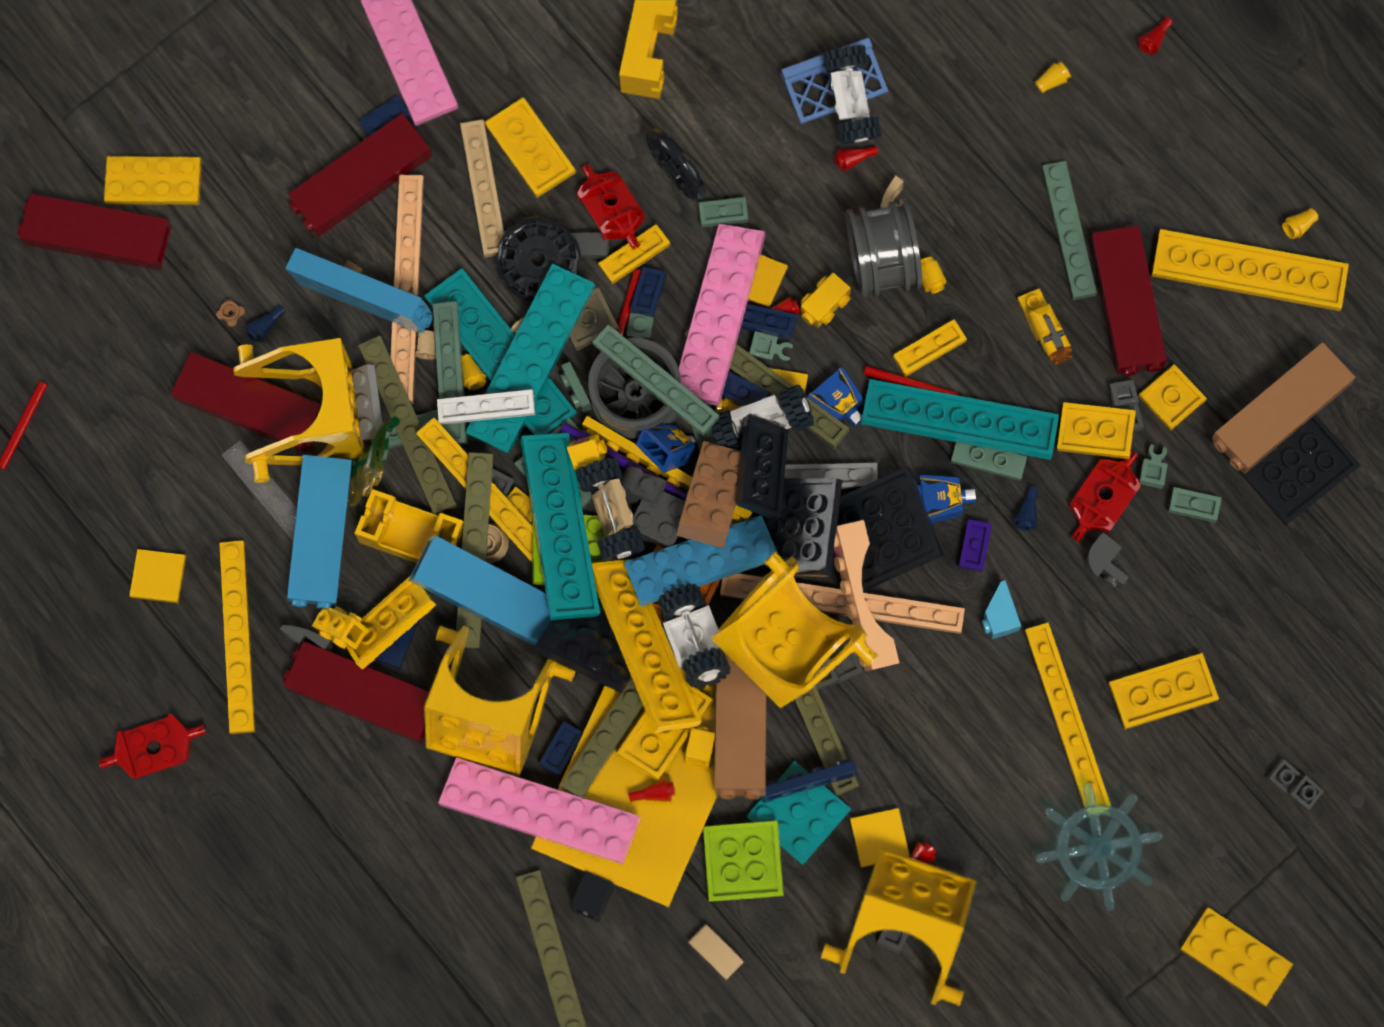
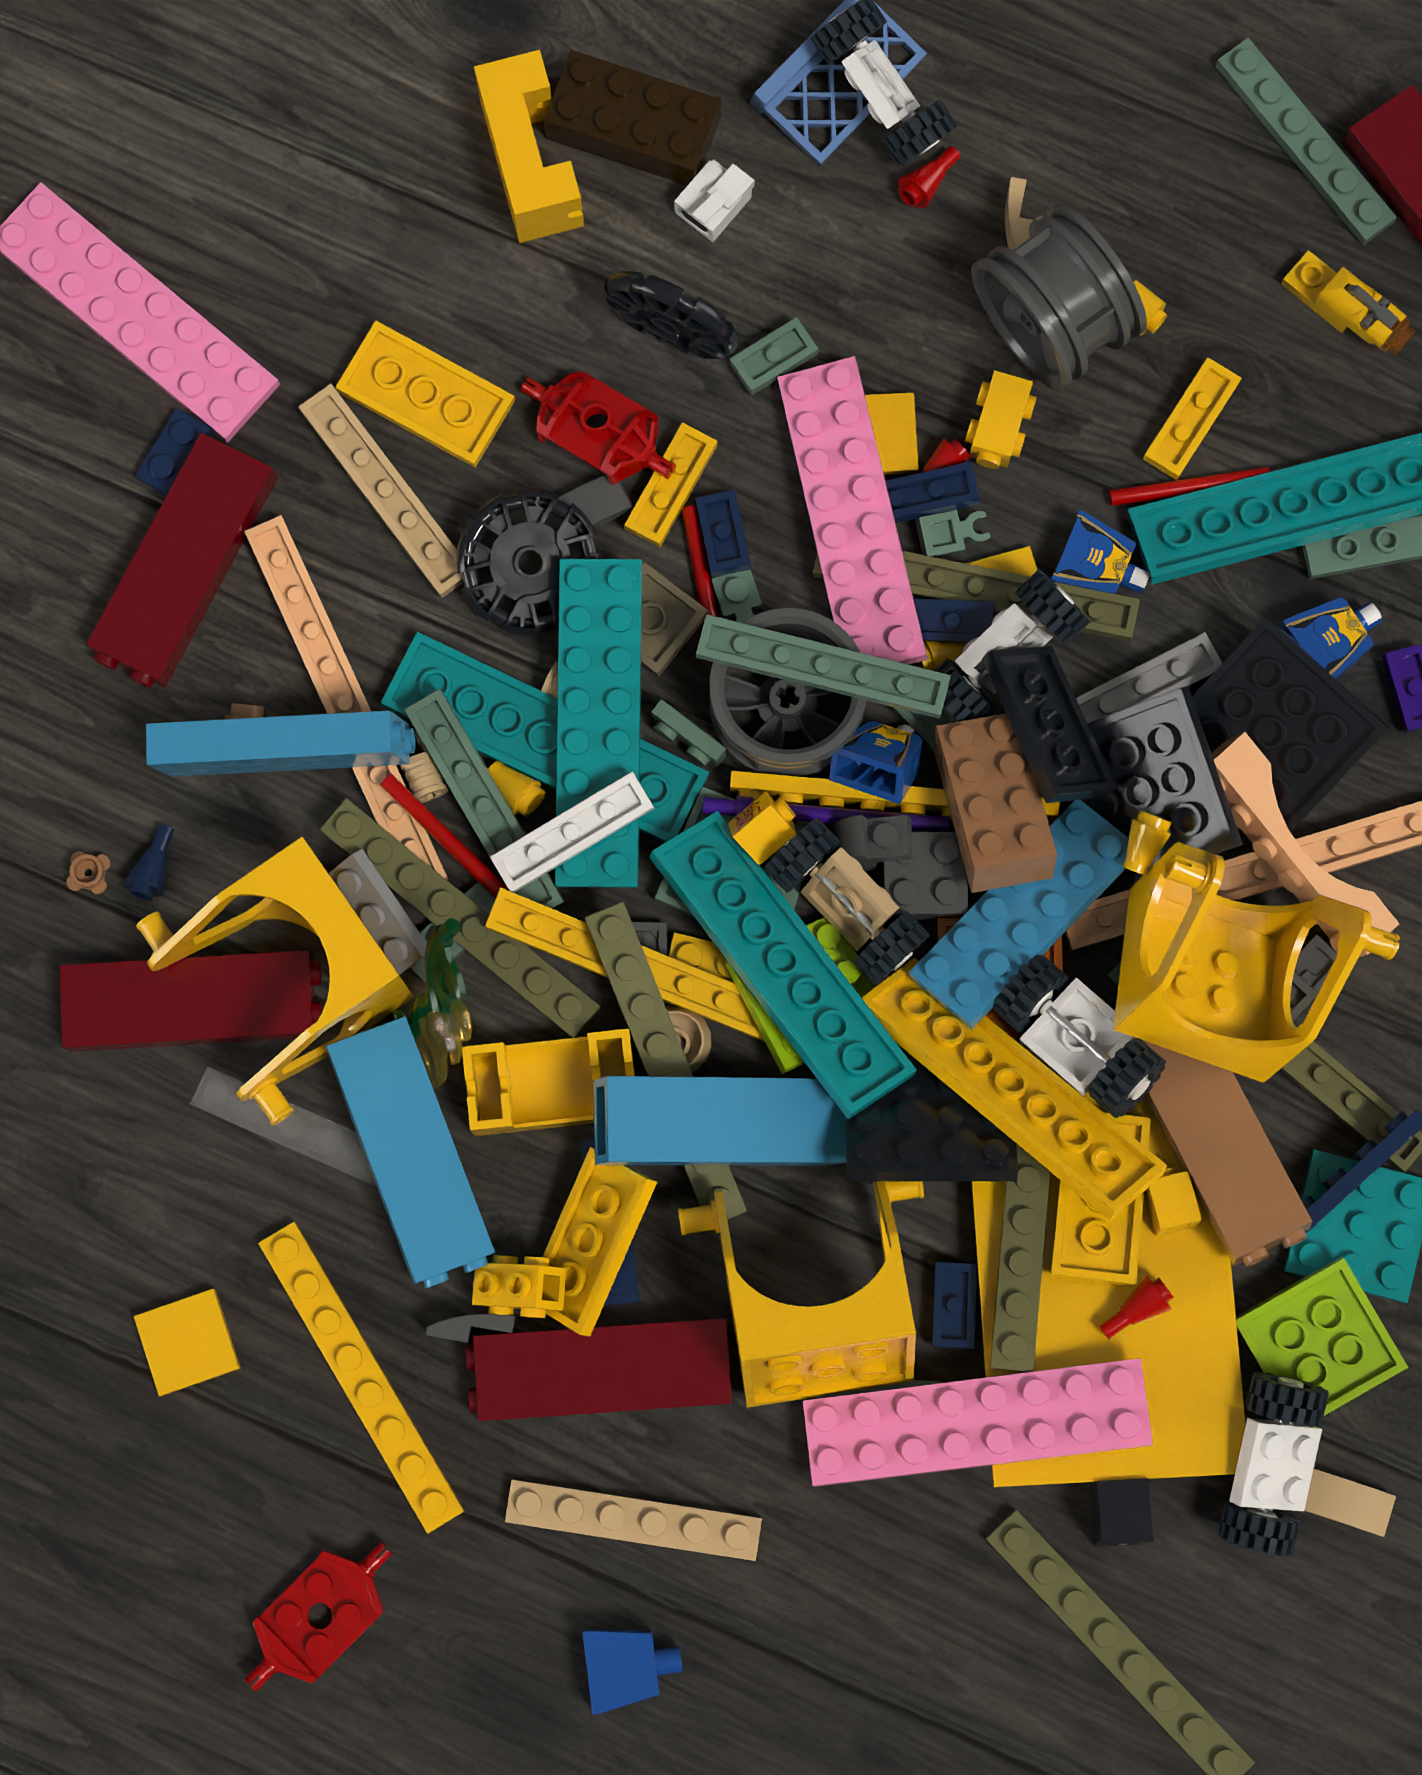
camera: 30 degrees left, 5 degrees up
(295, 849) = (625, 1666): none -> blue torso
(339, 778) = (633, 1520): none -> tan plate
(420, 377) = (442, 835): none -> red bar
(684, 909) = (1274, 1464): none -> plate
(712, 54) = (632, 118): none -> dark brown brick
(734, 115) = (714, 198): none -> white piece
(784, 547) = (1145, 841): none -> yellow cone

